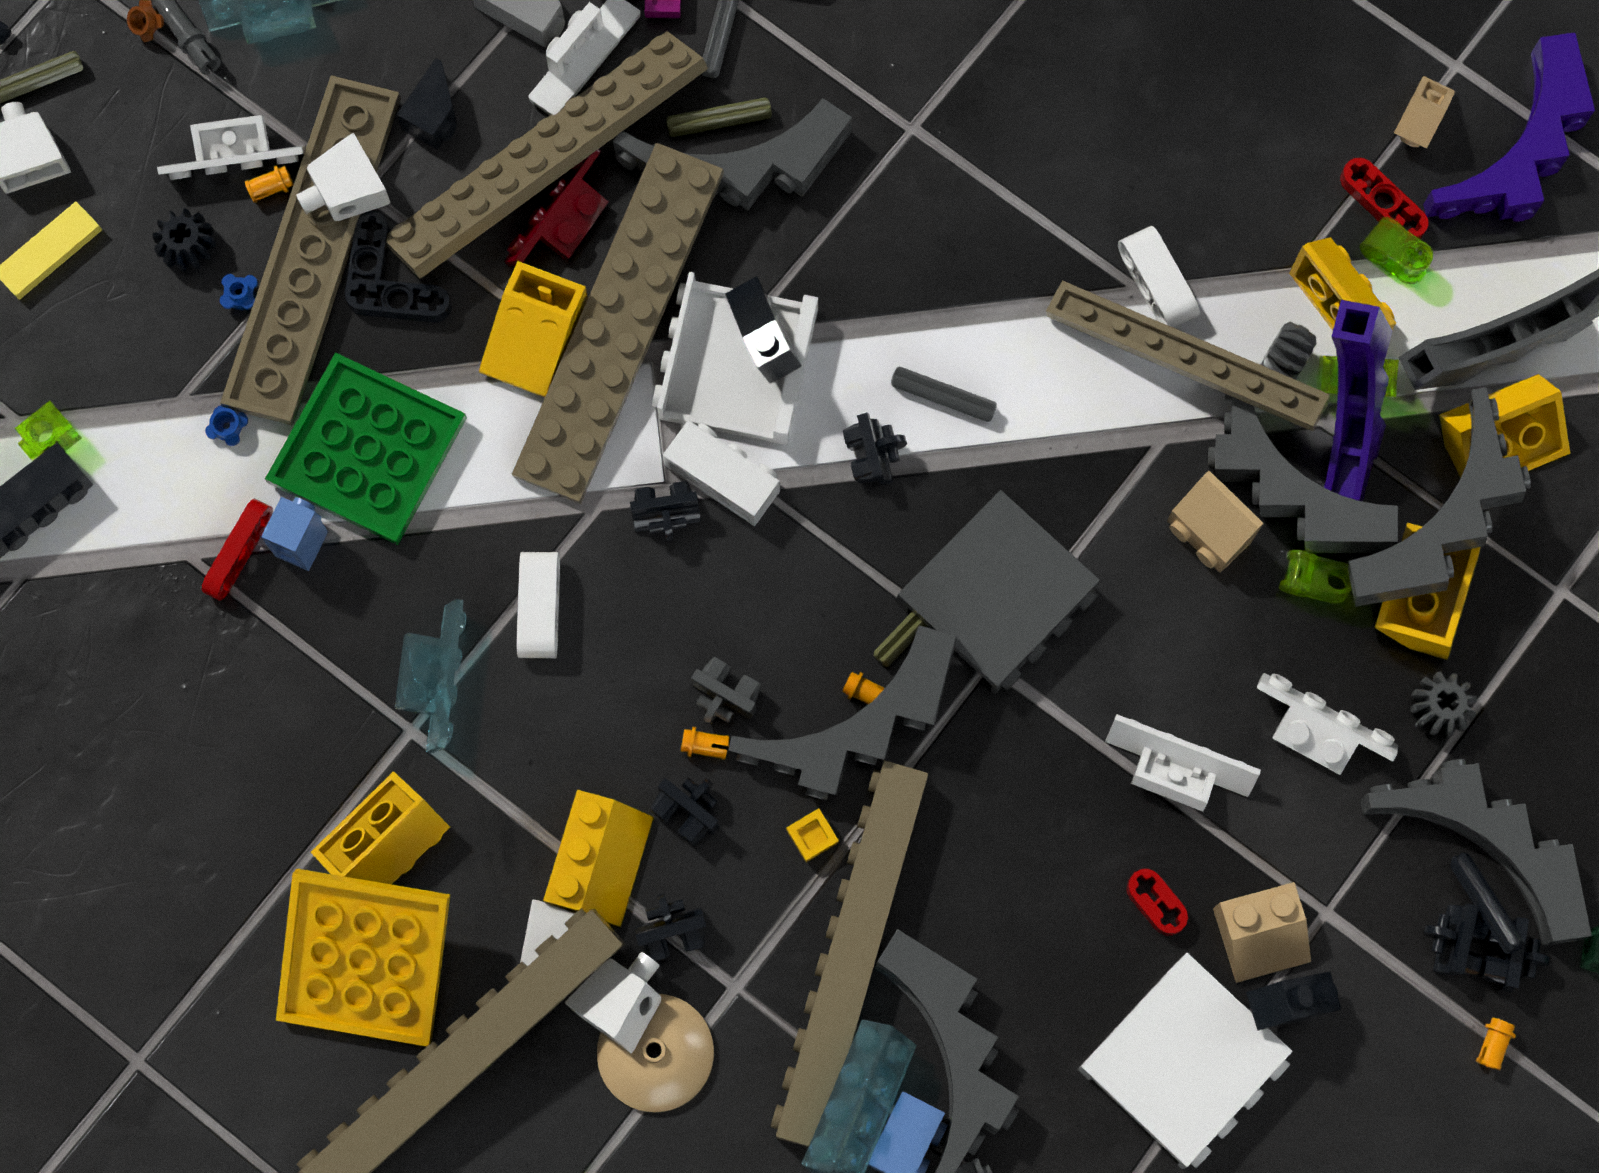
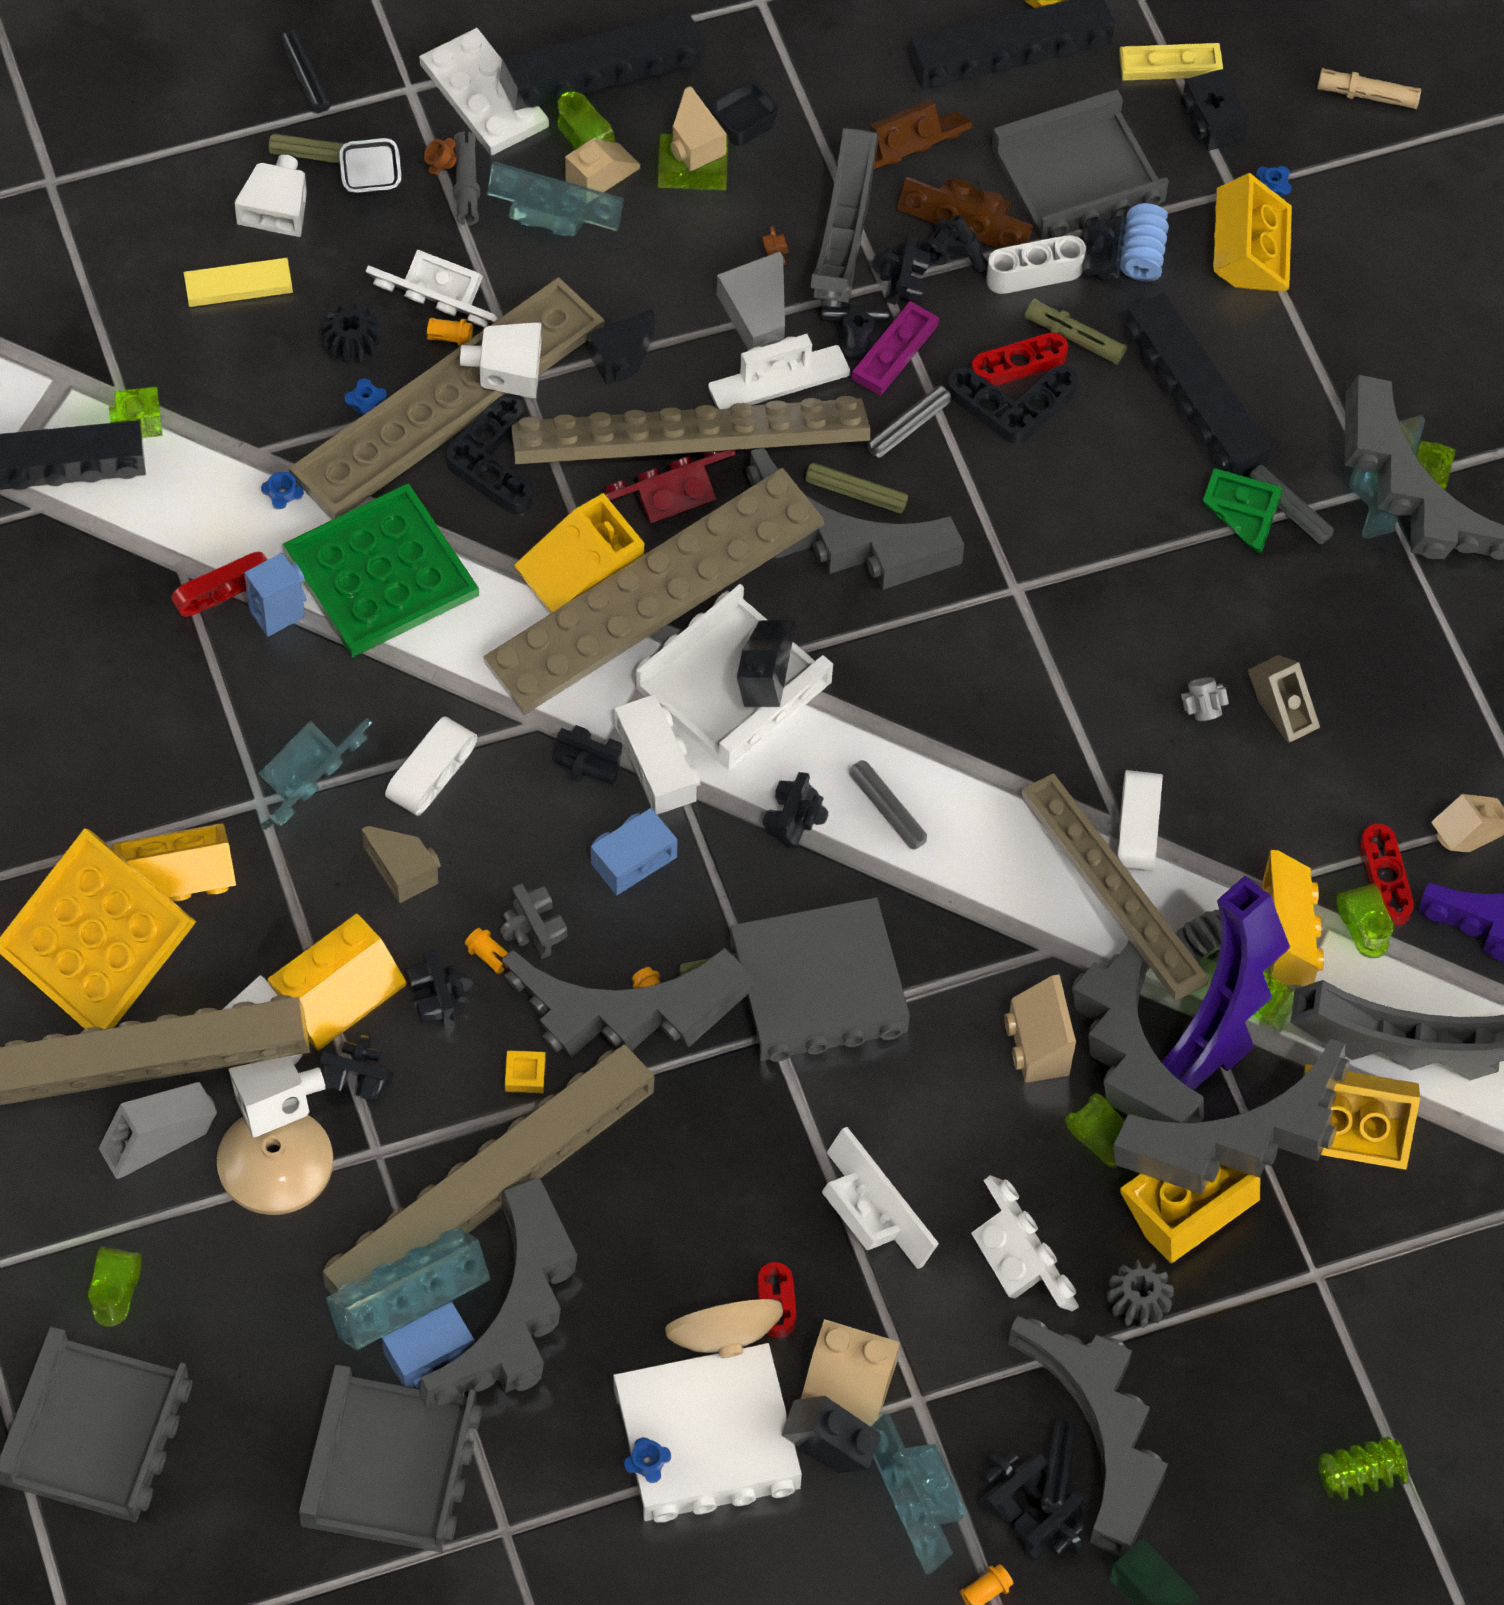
camera: 30 degrees right, 15 degrees down
(91, 69) = (370, 165): none -> piece
(539, 1095) = (155, 1127): none -> light grey slope
(575, 710) = (401, 861): none -> dark tan slope
(763, 574) = (633, 850): none -> medium blue brick
(1139, 134) = (1205, 699): none -> light grey gear
(1148, 966) = (725, 1327): none -> tan dish
(1172, 1117) = (647, 1448): none -> blue plate
(1200, 91) = (1284, 696): none -> dark tan slope
(1388, 997) = (919, 1492): none -> clear light blue bracket

